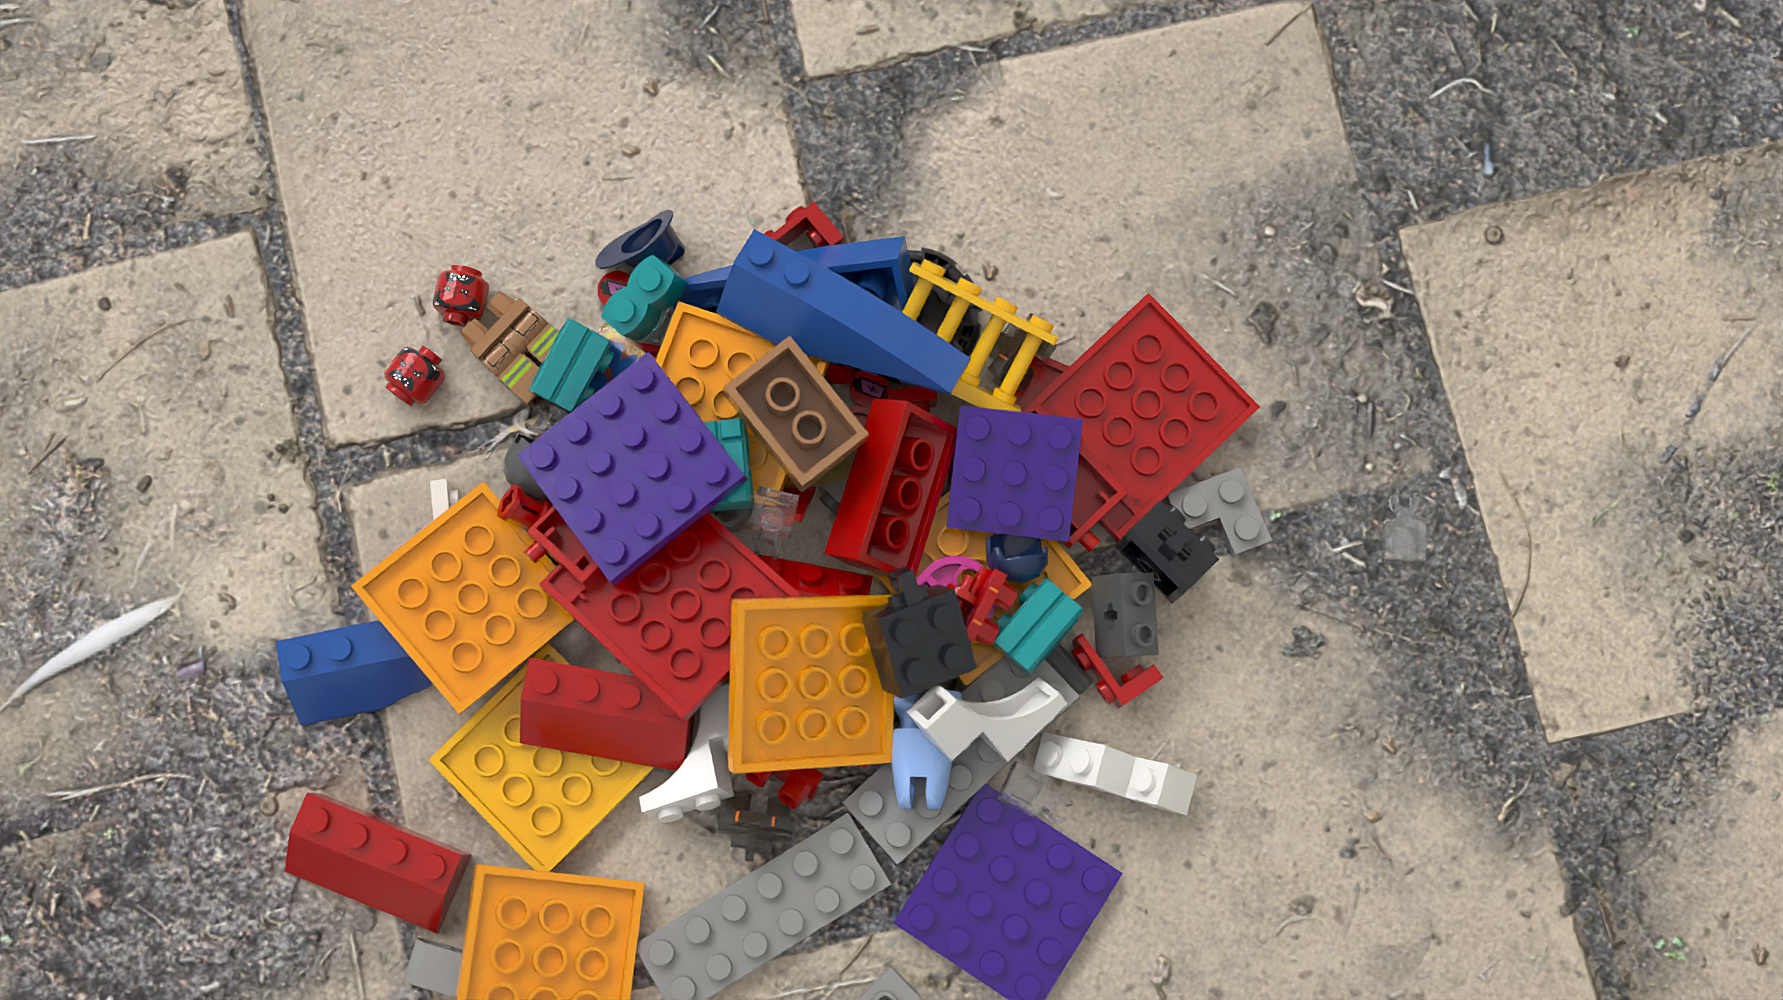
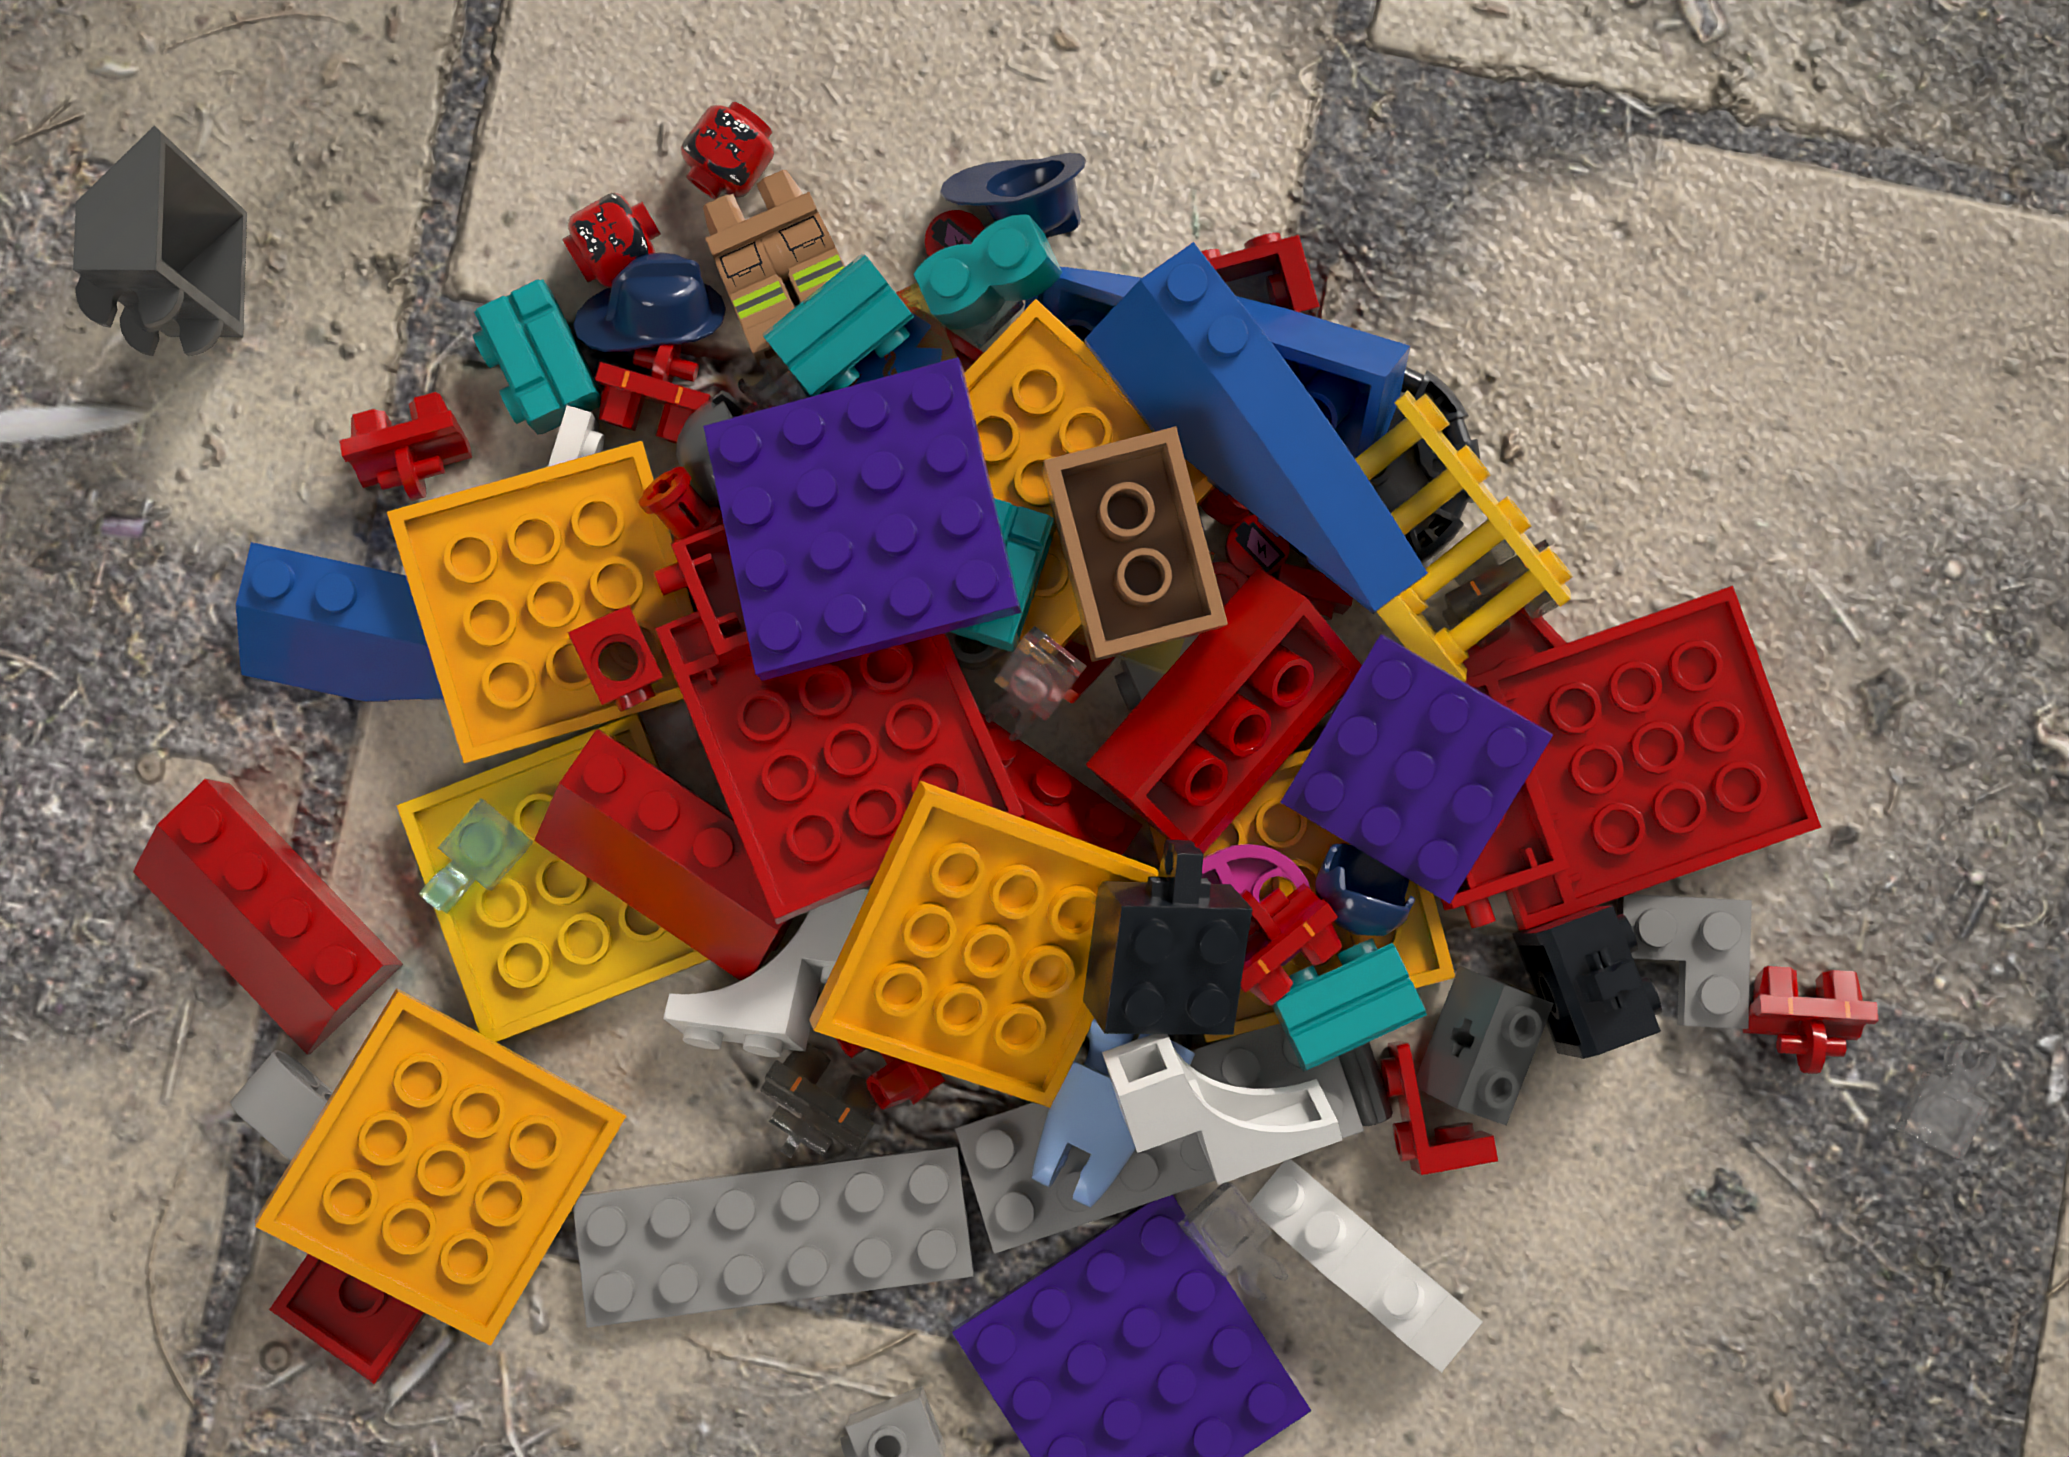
camera: 25 degrees right, 5 degrees up
(151, 493) = (163, 248): none -> dark grey piece
(343, 550) = (408, 450): none -> red hips
(398, 460) = (536, 356): none -> teal brick
(453, 402) = (649, 305): none -> dark blue piece
(461, 457) = (627, 390): none -> red hips
(489, 761) = (480, 850): none -> clear light blue plate
(515, 595) = (611, 629): none -> red brick
(1305, 521) = (1805, 1024): none -> red hips

